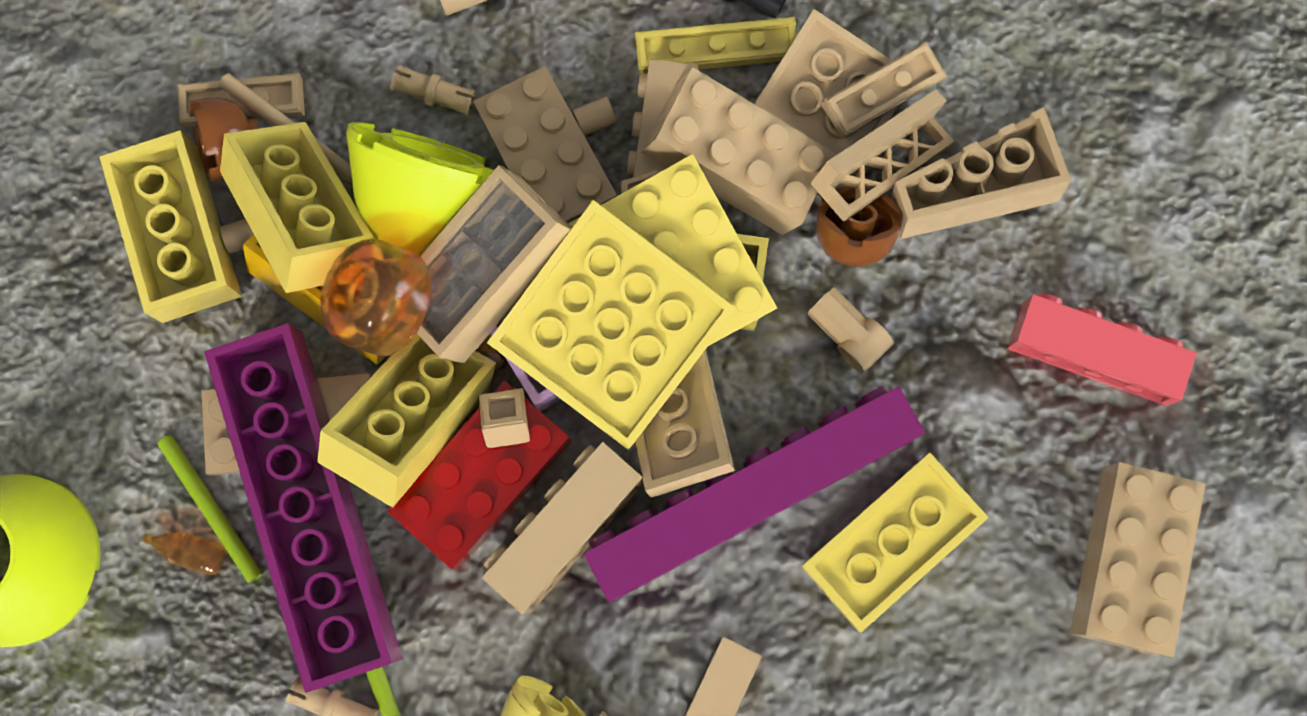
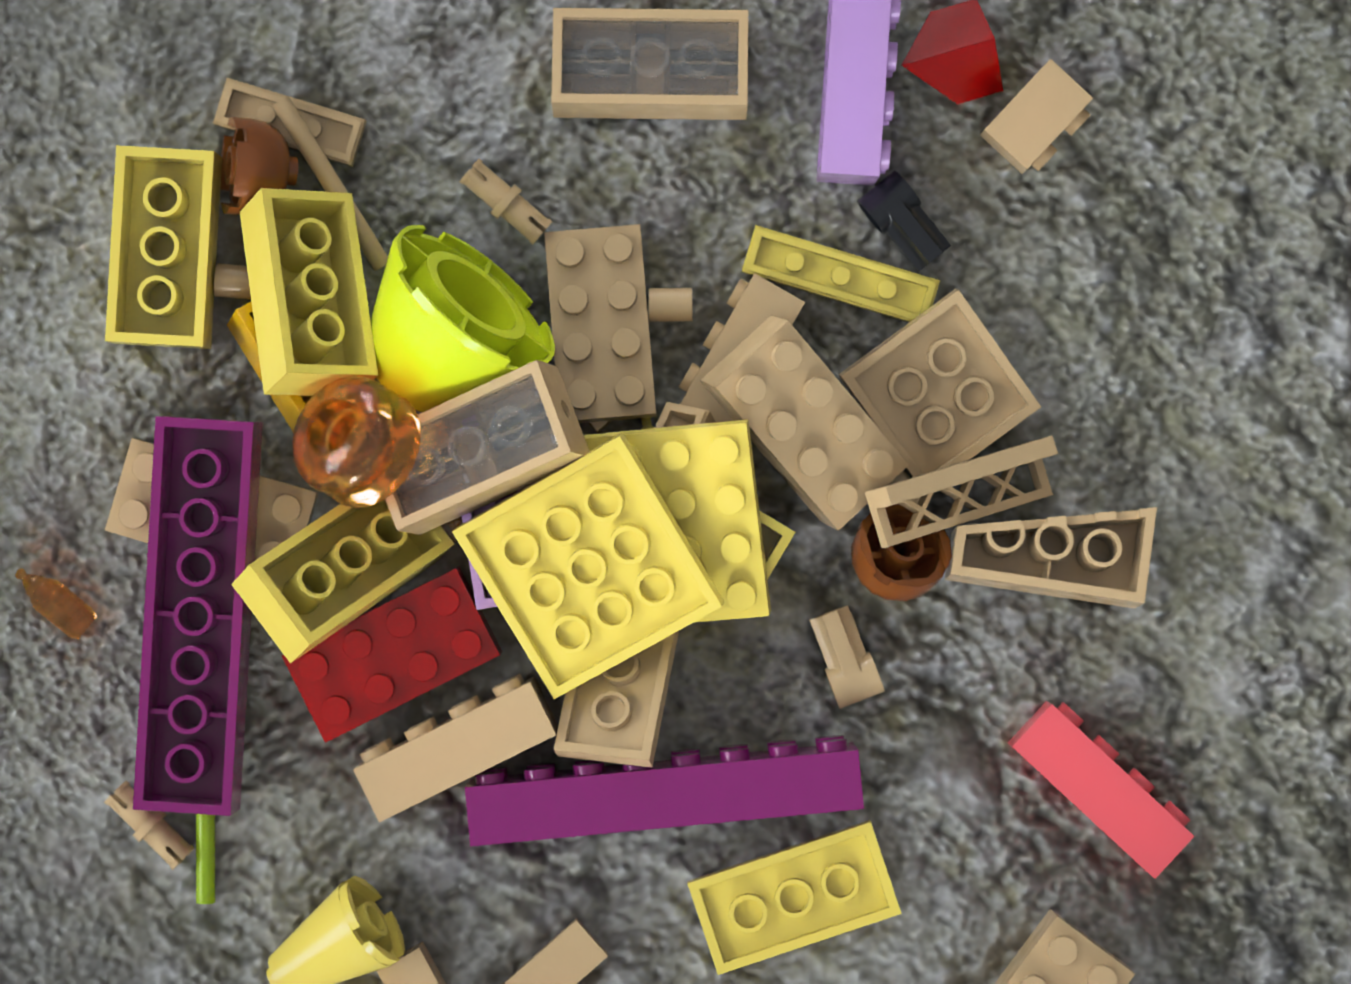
camera: 15 degrees right, 10 degrees up
(210, 508) = (95, 566): lime bar -> none
(504, 418) = (439, 611): tan slope -> none
(883, 90) = (996, 411): tan tile -> none

